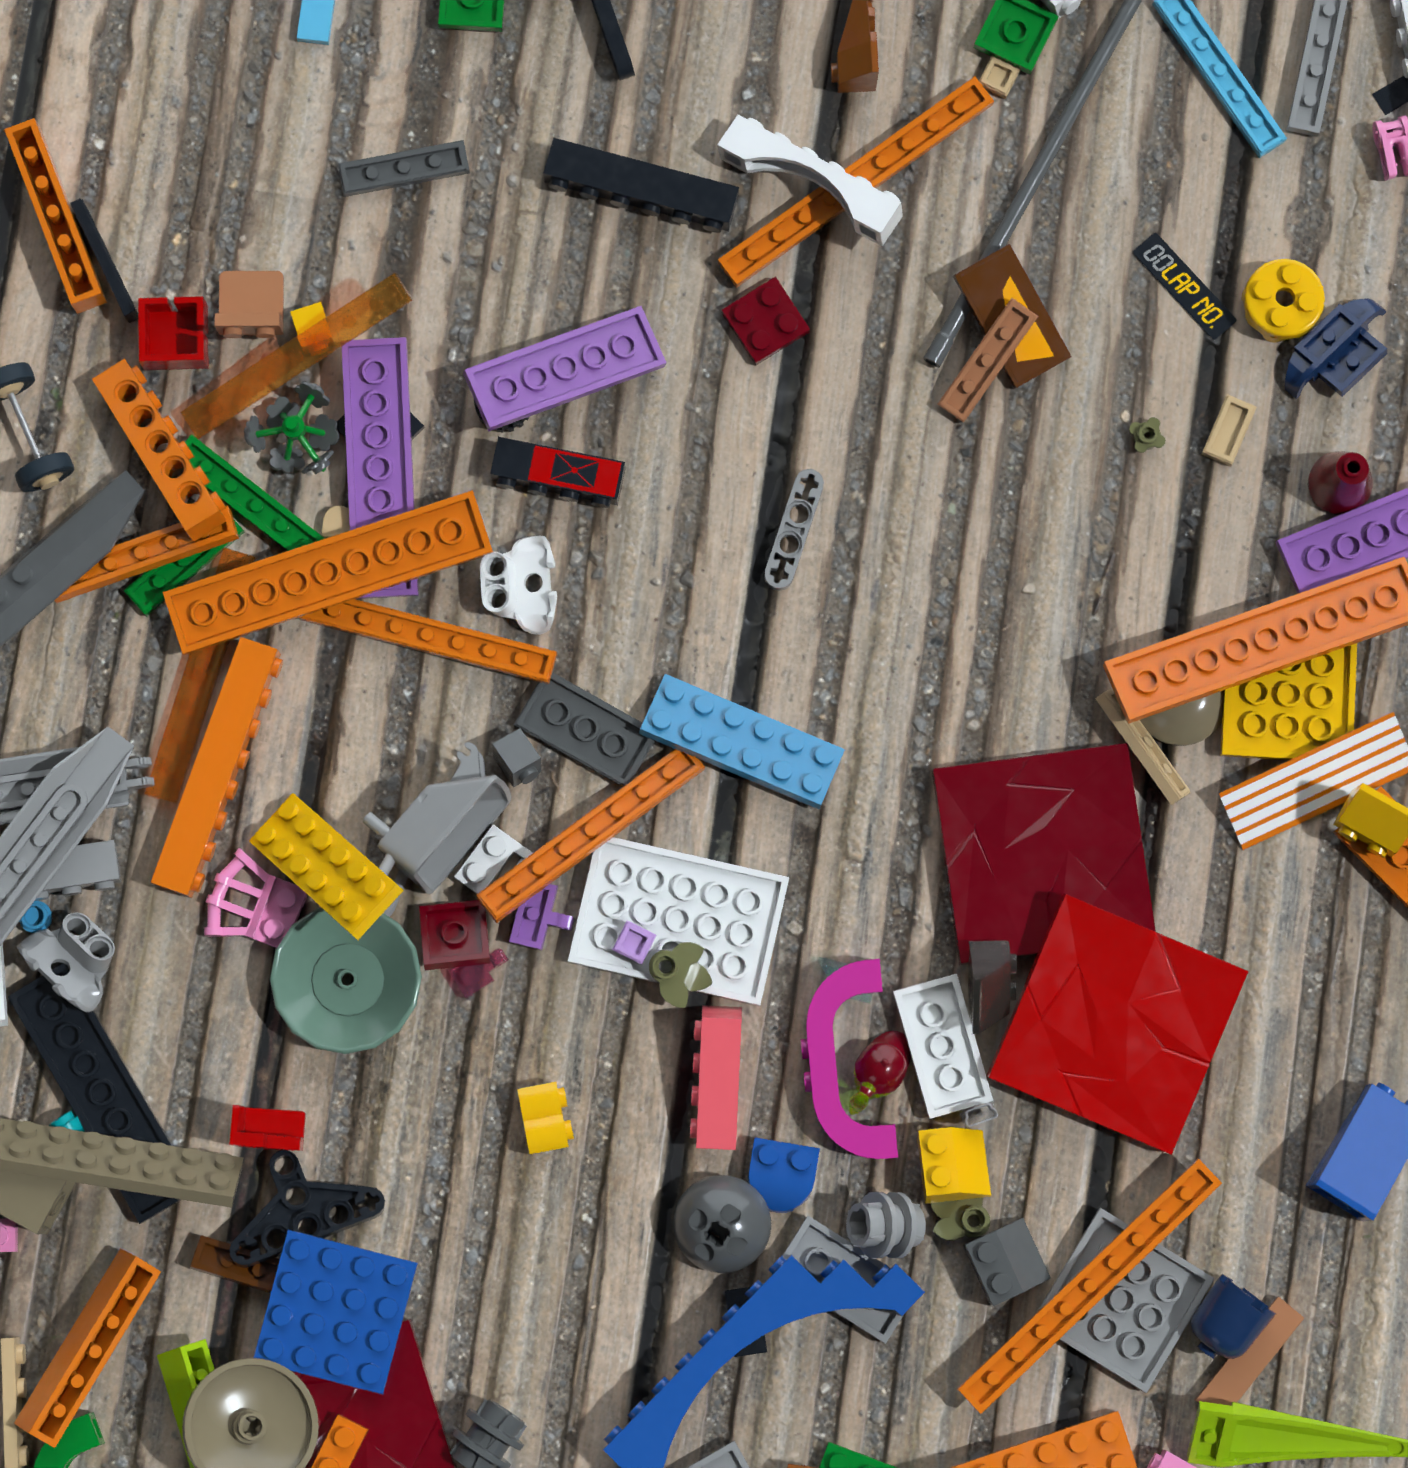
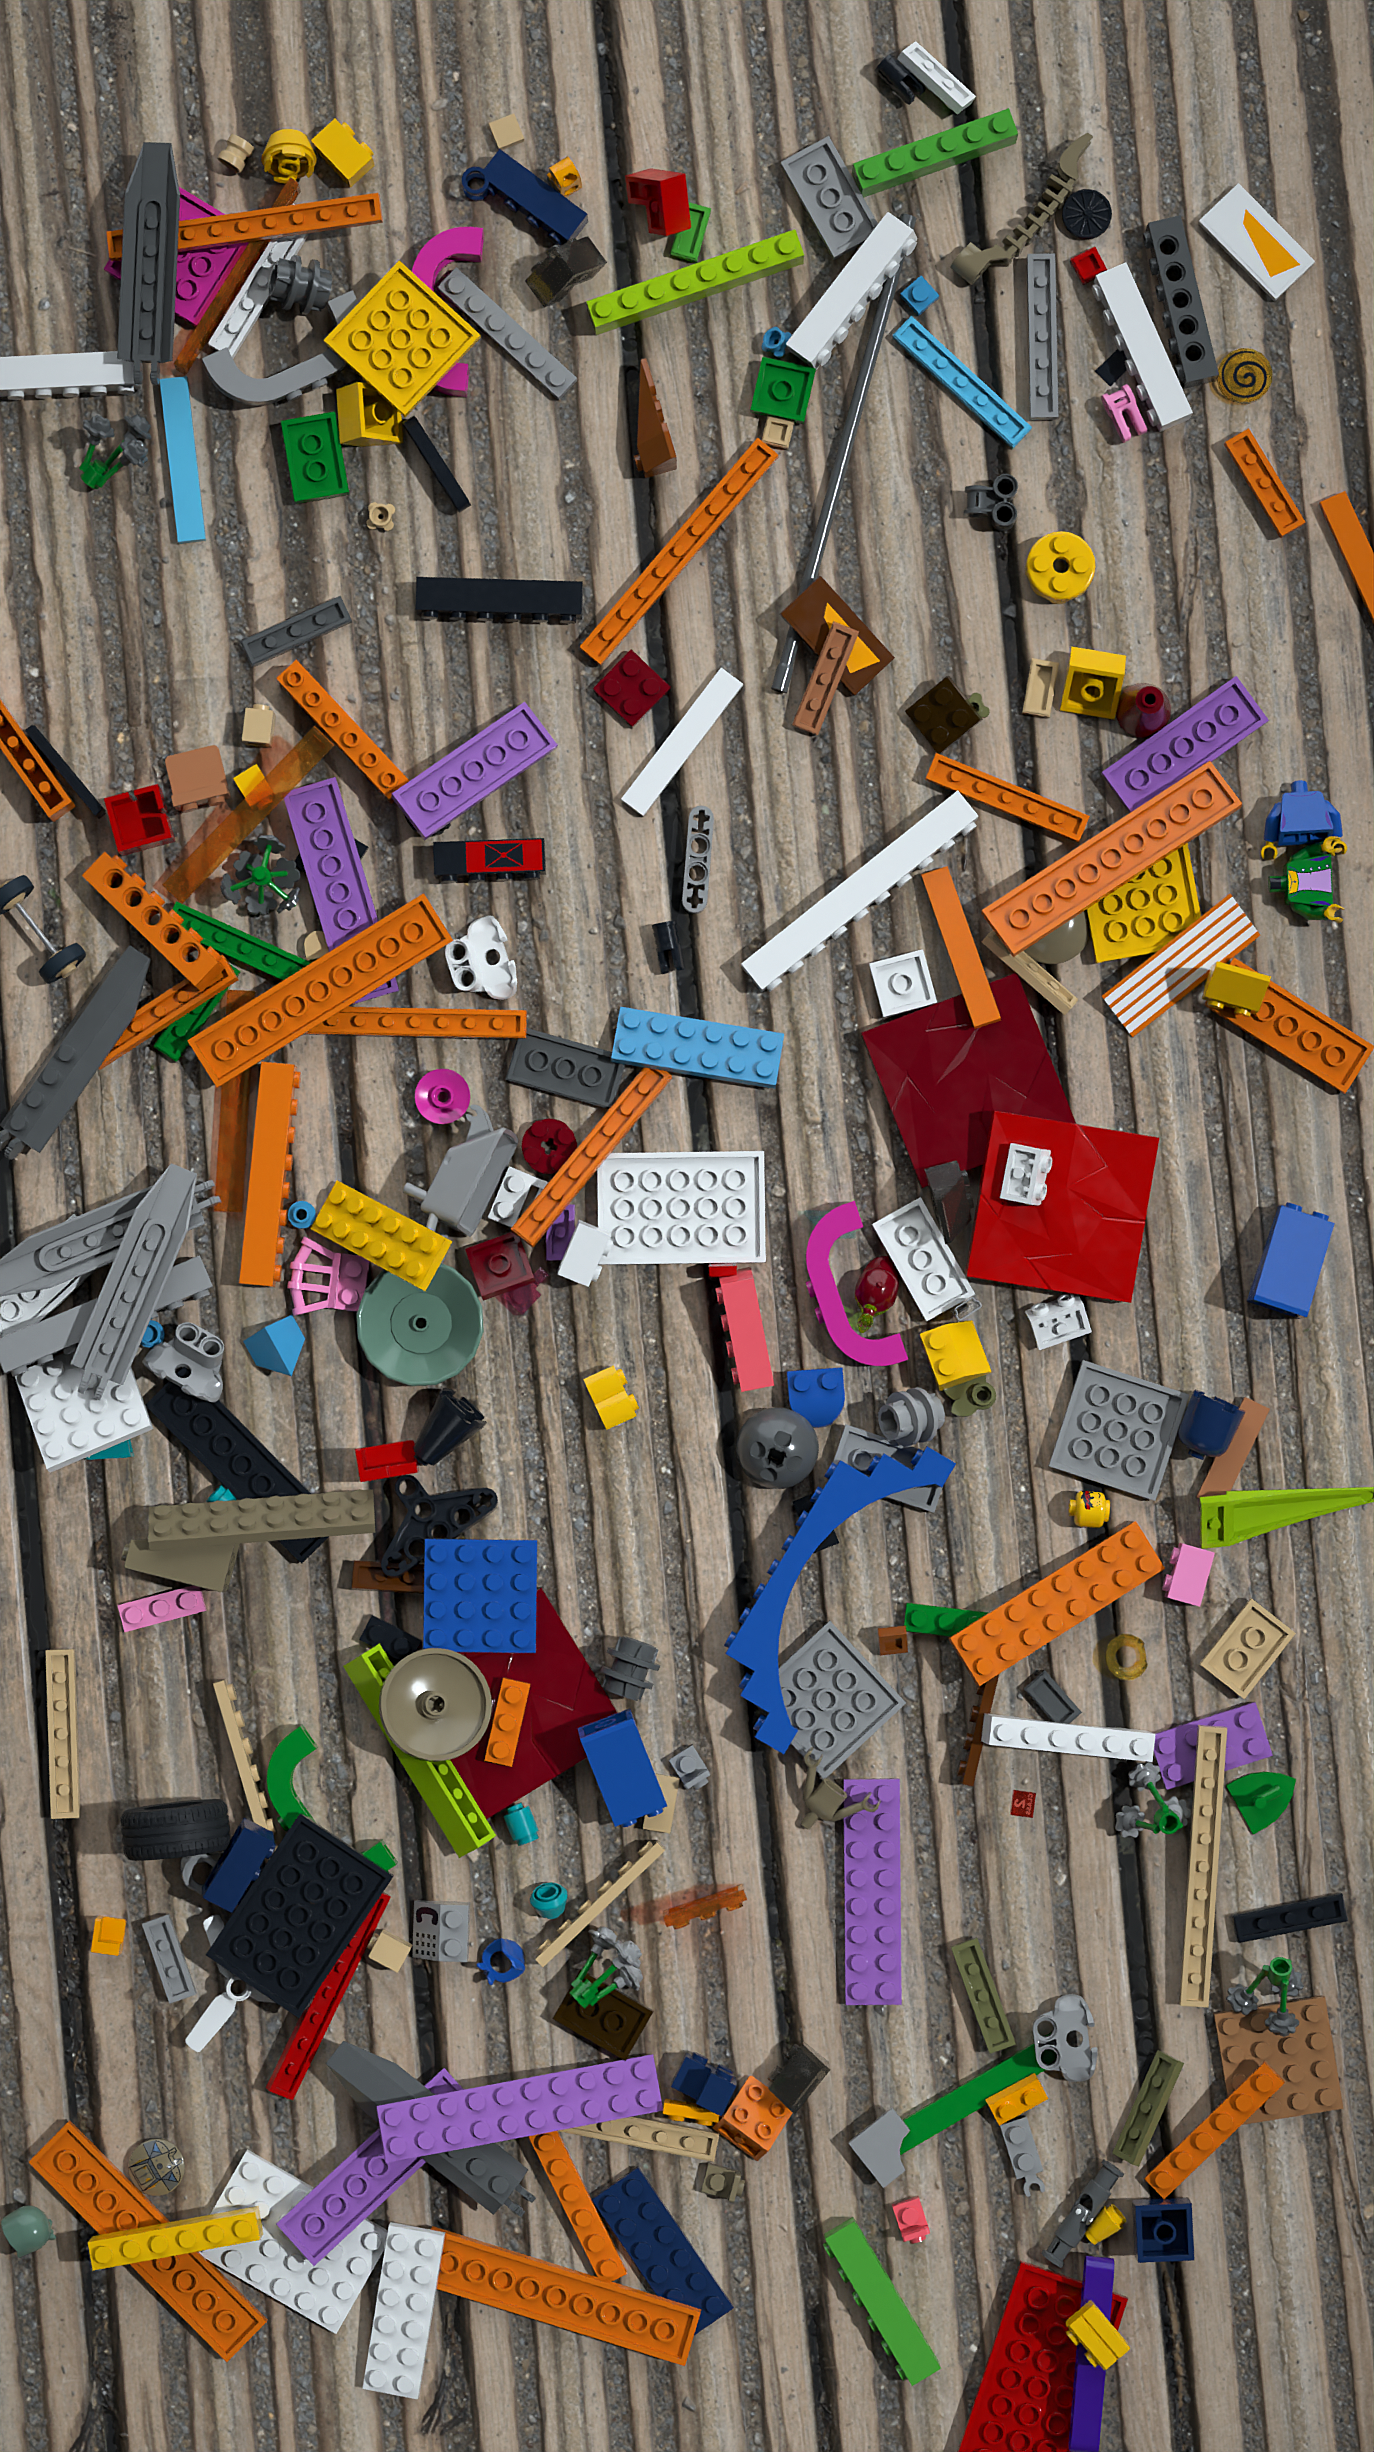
camera: 10 degrees left, 5 degrees up
(87, 1347) = (285, 1673): orange brick -> none
(176, 965) = (277, 1346): none -> dark azure slope
(221, 1337) = (391, 1638): none -> black plate
(250, 829) = (310, 1218): none -> dark azure plate
(334, 262) = (258, 726): none -> tan brick
(346, 1106) = (447, 1427): none -> black cone
(426, 286) = (342, 729): none -> orange brick
(432, 710) = (435, 1083): none -> dark pink dish
(517, 758) = (515, 1107): brick -> none
(530, 55) = (377, 509): none -> tan plate
(539, 794) = (541, 1132): none -> dark red plate
(554, 944) = (584, 1253): none -> white brick
(634, 942) = (649, 1235): lavender tile -> none
(685, 973) = (697, 1253): olive plate -> none
(709, 1001) = (722, 1269): none -> red tile
(736, 612) = (668, 940): none -> black hinge
(757, 149) = (588, 545): white arch -> none
(808, 394) = (682, 742): none -> white tile
(969, 609) = (859, 892): none -> white brick
(994, 725) = (903, 983): none -> white plate
(1006, 1262) = (1017, 1422): dark grey slope -> none
(1067, 1384) = (1089, 1509): none -> yellow head
(1070, 700) = (961, 947): none -> orange tile
(1082, 1155) = (1058, 1320): none -> white bracket
(1085, 975) = (1026, 1174): none -> white bracket
(1089, 1286) = (1089, 1425): orange plate -> none
(1112, 433) = (943, 715): none -> dark brown plate
(1162, 543) = (1007, 797): none -> orange plate
(1184, 286) = (975, 574): black sticker -> none
(1223, 210) = (992, 501): none -> dark grey piece
(1290, 438) = (1093, 682): none -> yellow slope
(1337, 349) = (1115, 597): dark blue plate -> none

